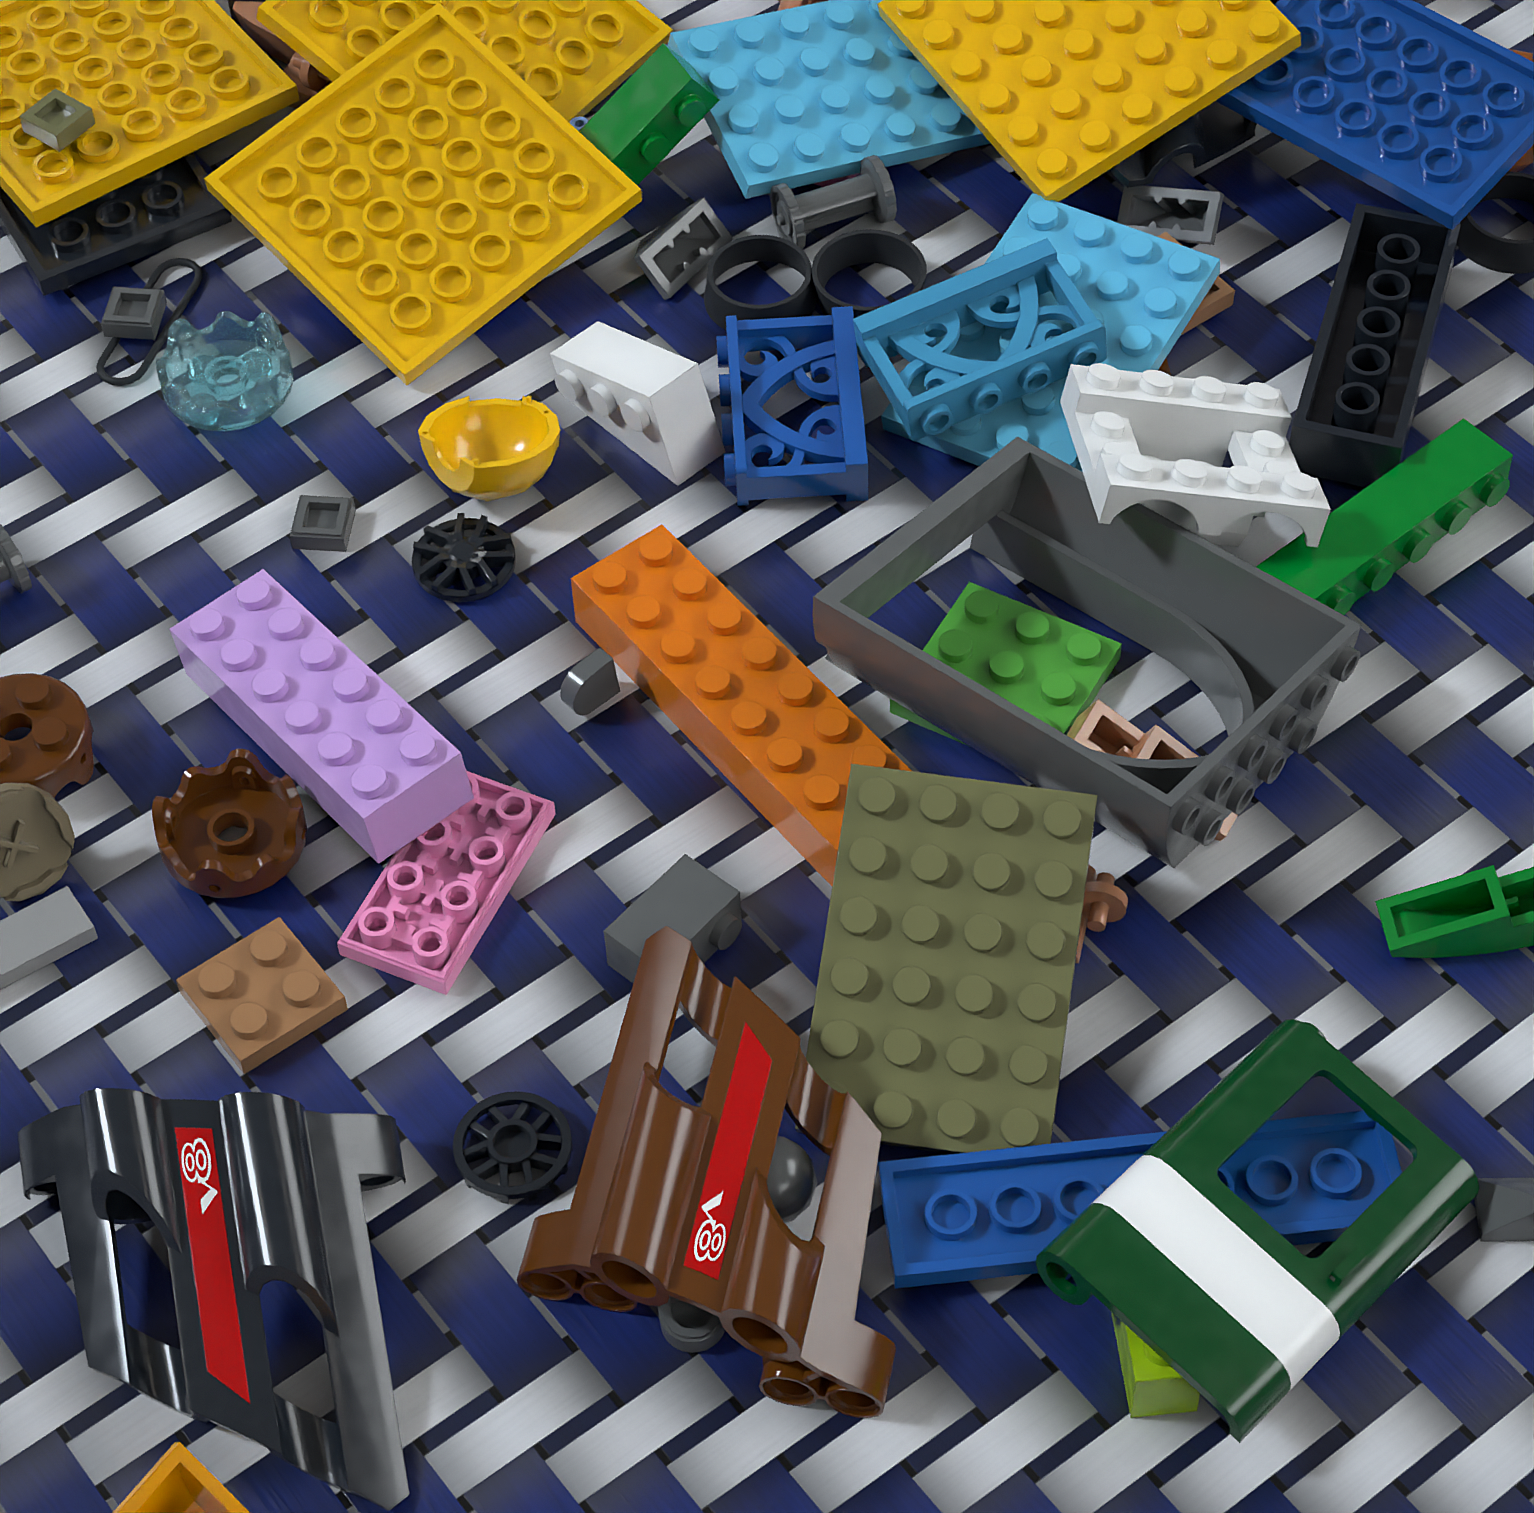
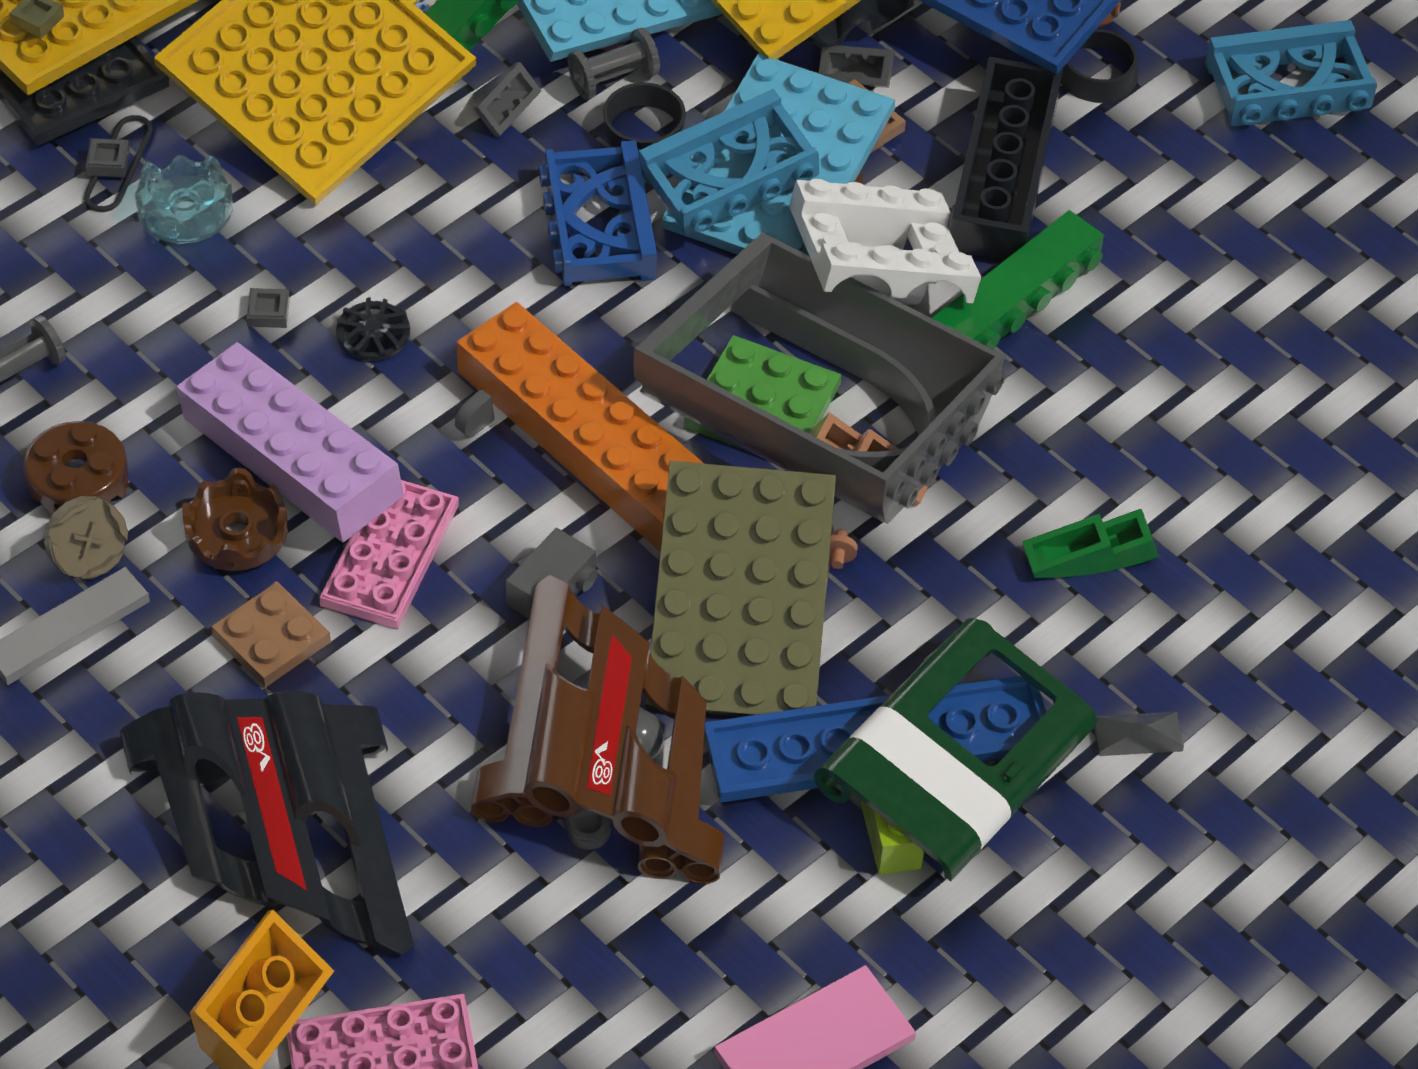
camera: 10 degrees left, 0 degrees up
(490, 445) = (386, 248): yellow cylinder -> none
(512, 1146) = (456, 725): black wheel -> none
(641, 397) = (489, 210): white wedge -> none
(753, 249) = (564, 97): black tyre -> none

